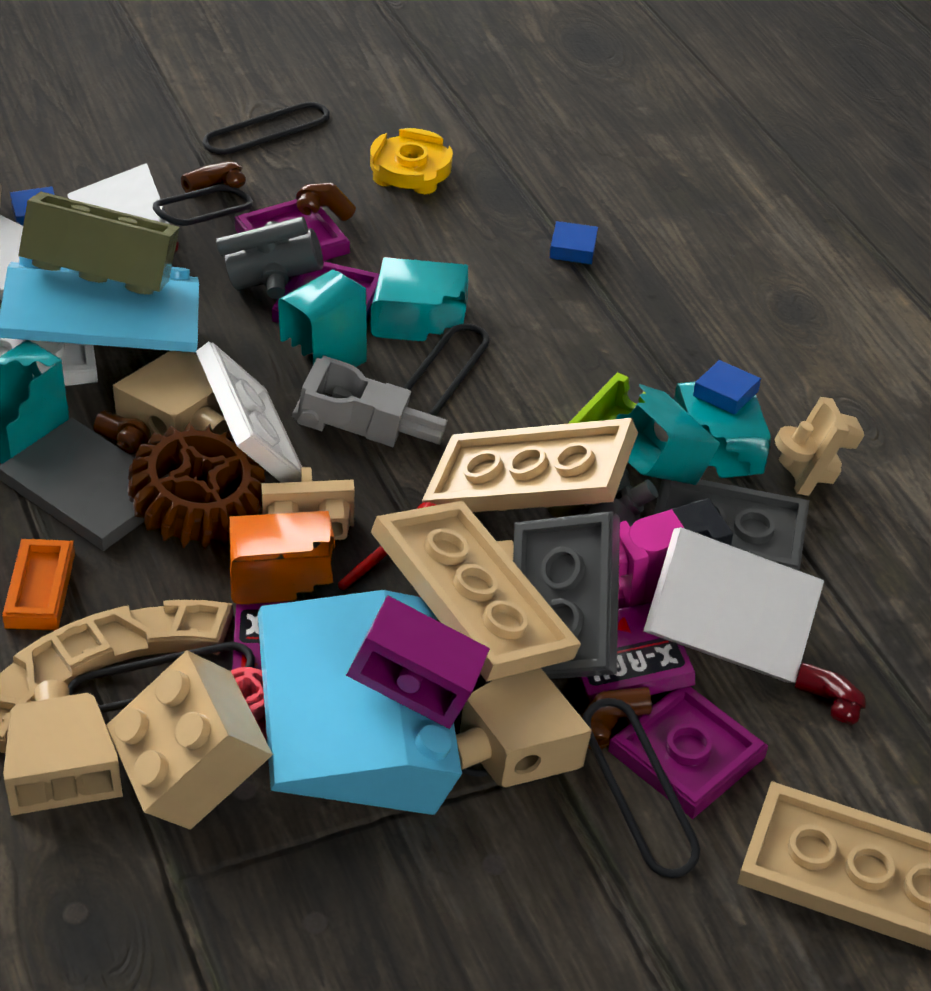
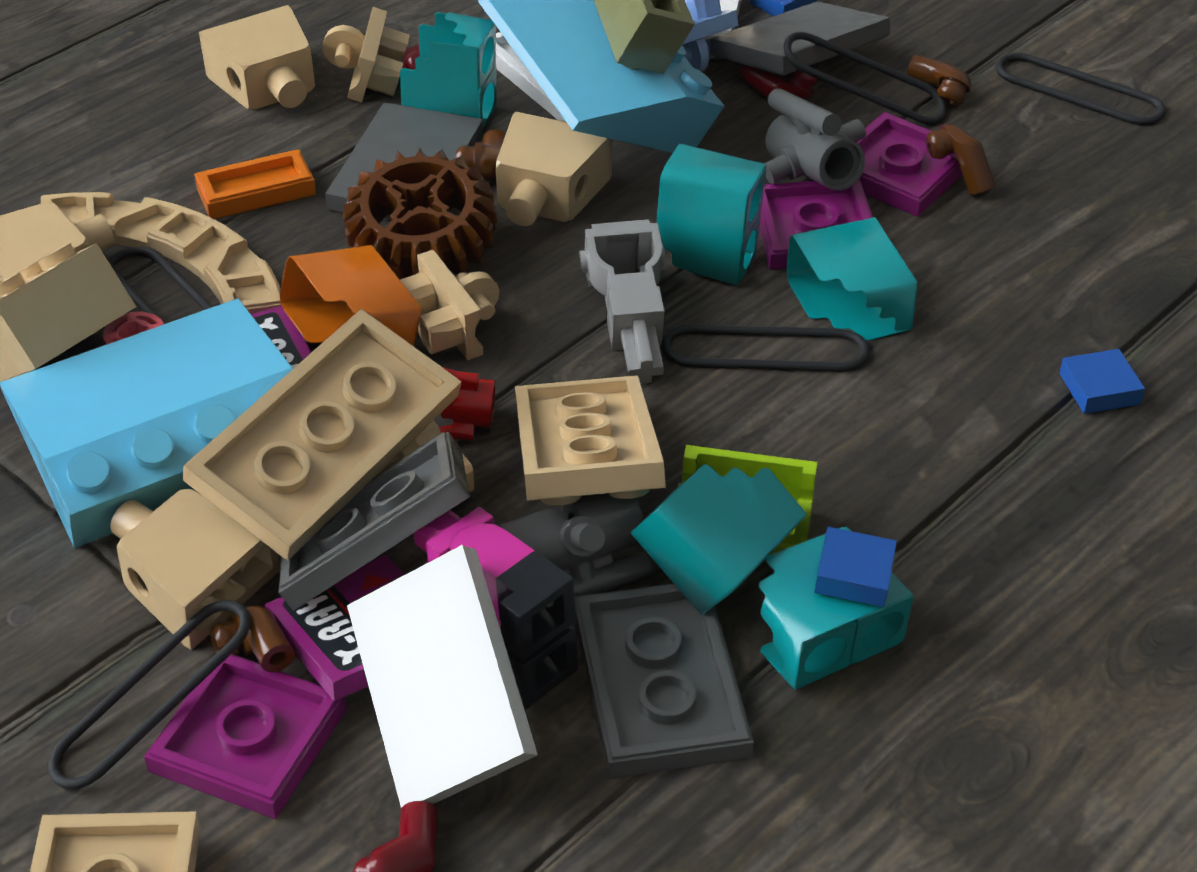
camera: 70 degrees right, 0 degrees up
(250, 415) = (532, 211): white tile -> none
(411, 160) = (1141, 211): yellow plate -> none
(418, 662) = (156, 402): magenta brick -> none
(813, 446) = (831, 709): tan hips -> none

